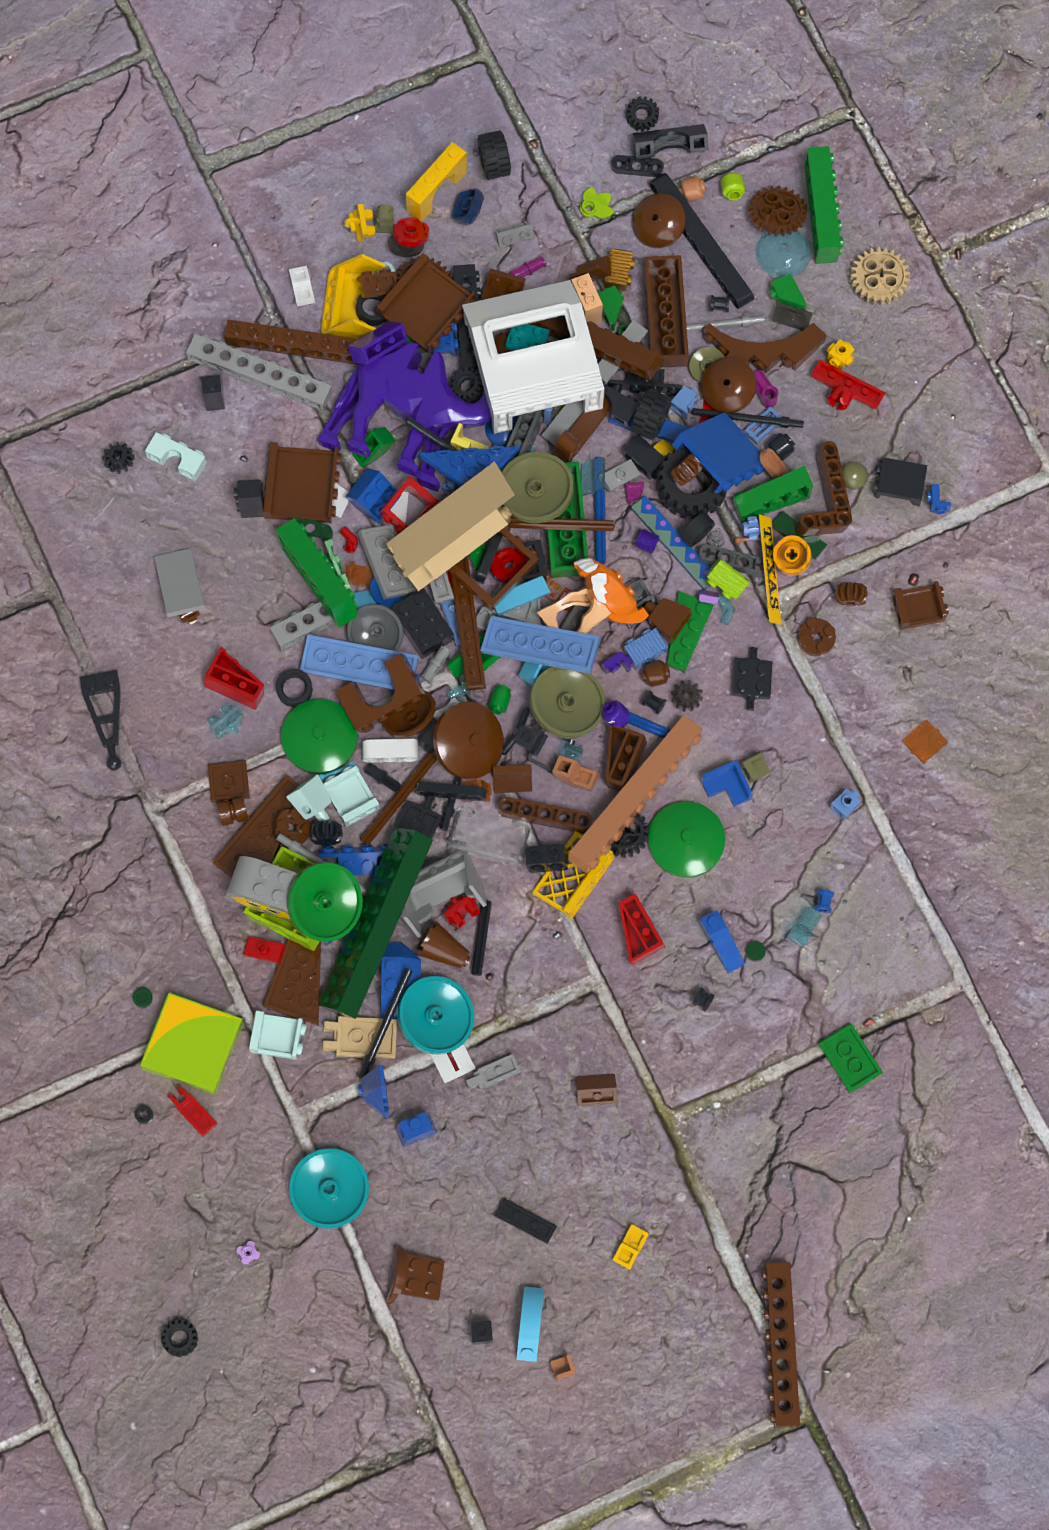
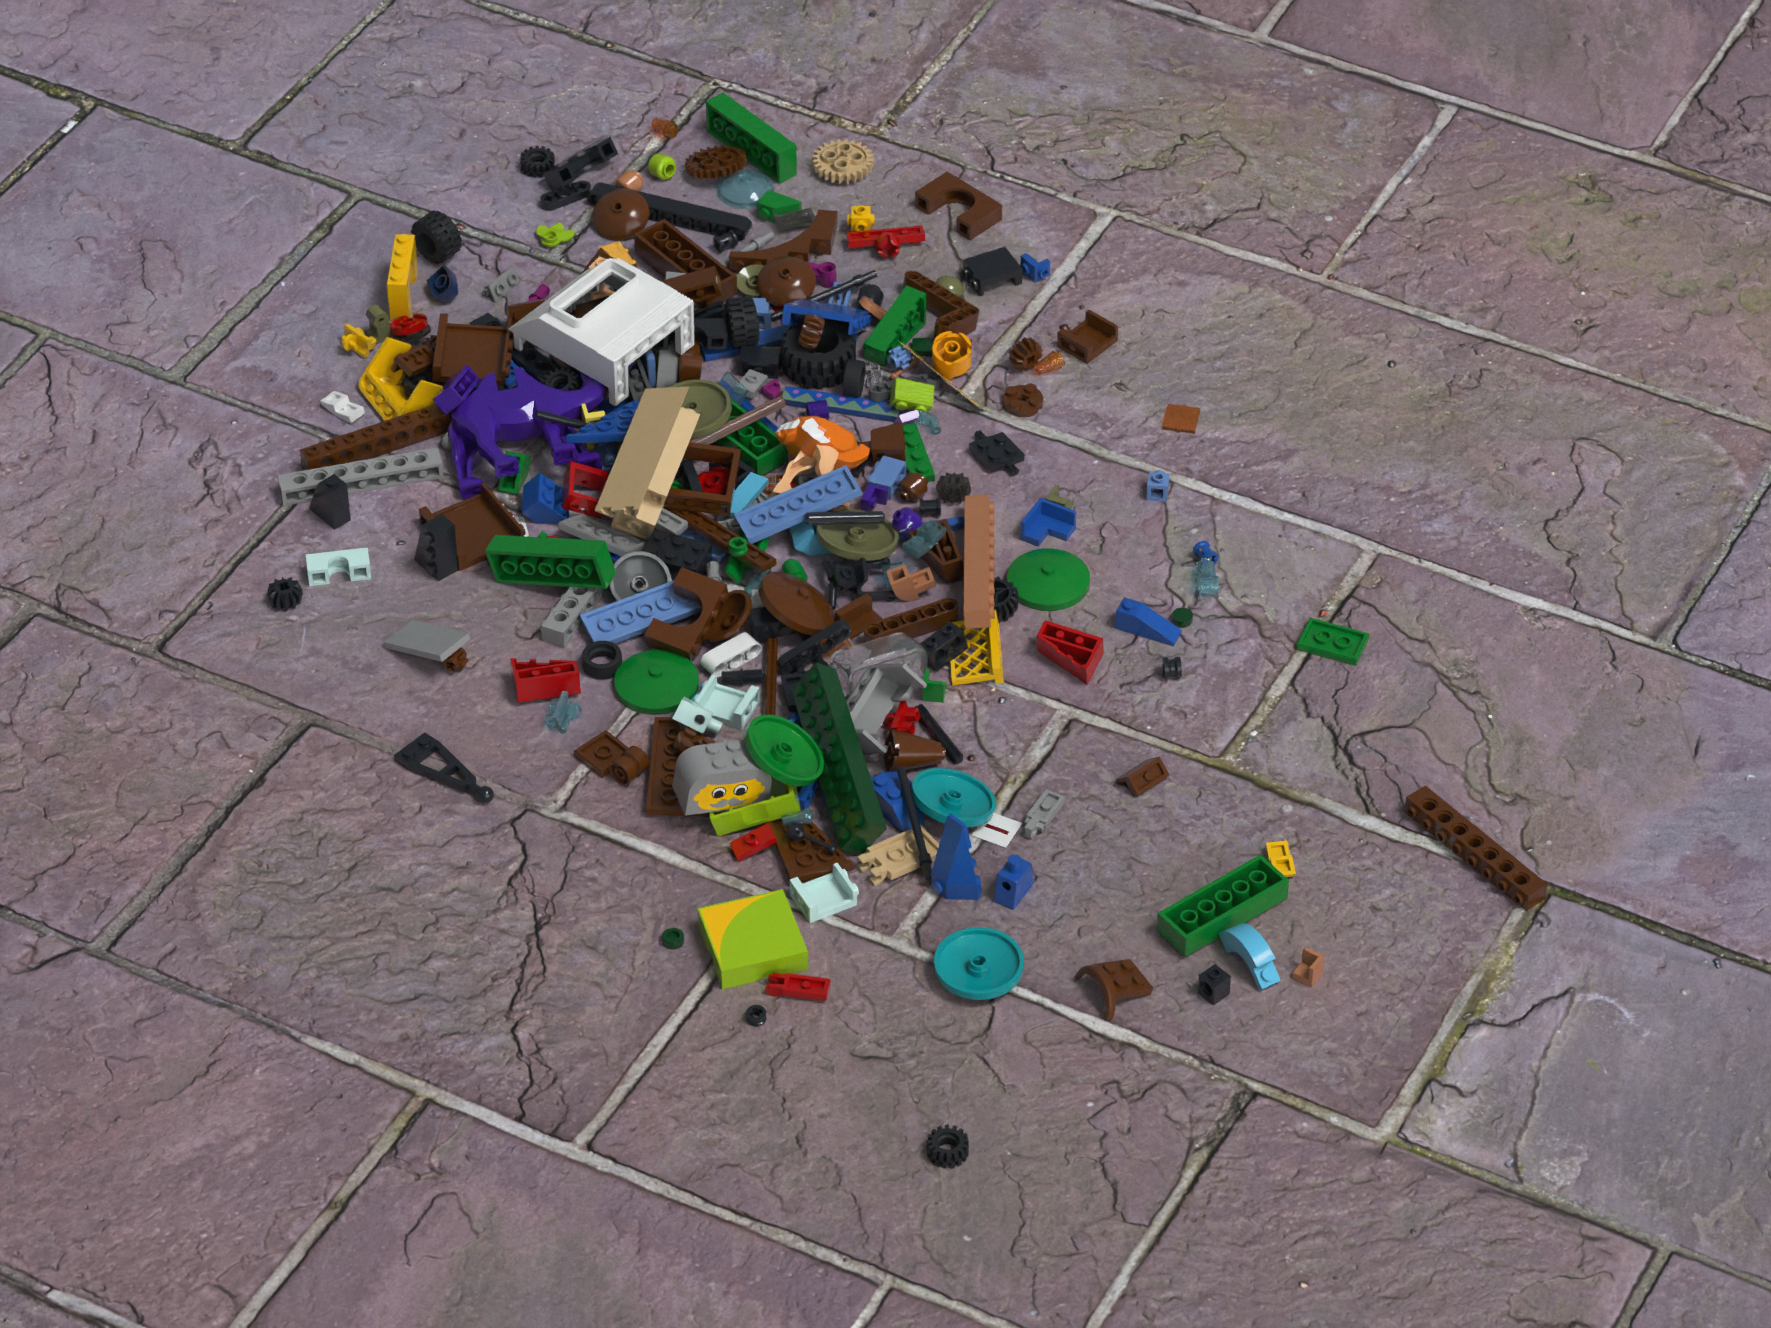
camera: 35 degrees left, 30 degrees down
(250, 1246) = (949, 1054): lavender plate -> none
(297, 967) = (796, 832): none -> black hinge
(307, 955) = (804, 817): none -> clear light blue arm
(326, 833) = (730, 729): black gear -> none
(464, 661) = (738, 546): none -> green bush
(511, 891) = (934, 690): none -> green panel
(525, 1221) = (1165, 895): black tile -> none
(547, 1264) = (1222, 904): none -> green brick
(566, 681) = (863, 517): none -> black axle
(611, 745) = (926, 538): none -> clear light blue slope
(770, 142) = (665, 127): none -> clear orange cone
(868, 613) = (1051, 362): none -> clear orange cone
(936, 365) = (950, 189): none -> reddish brown arch

